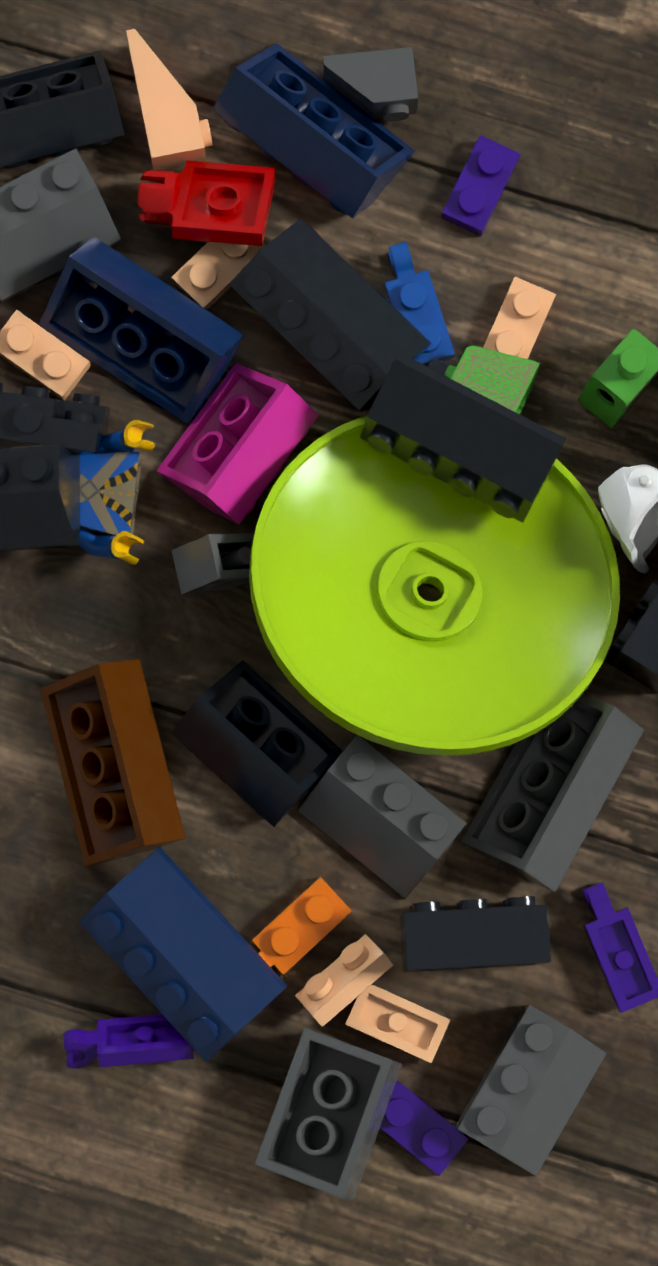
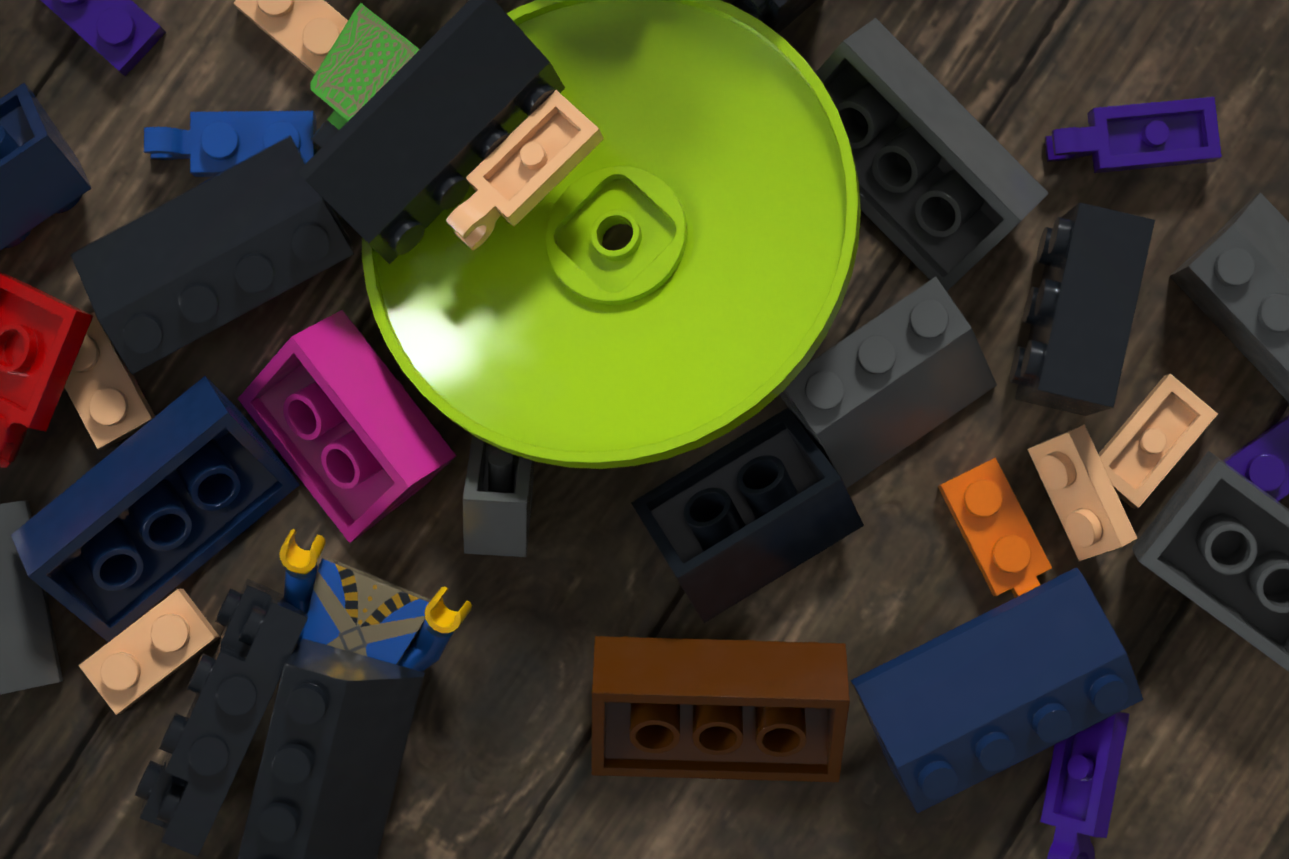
camera: 70 degrees left, 5 degrees up
(453, 509) = (524, 168): none -> light nougat plate

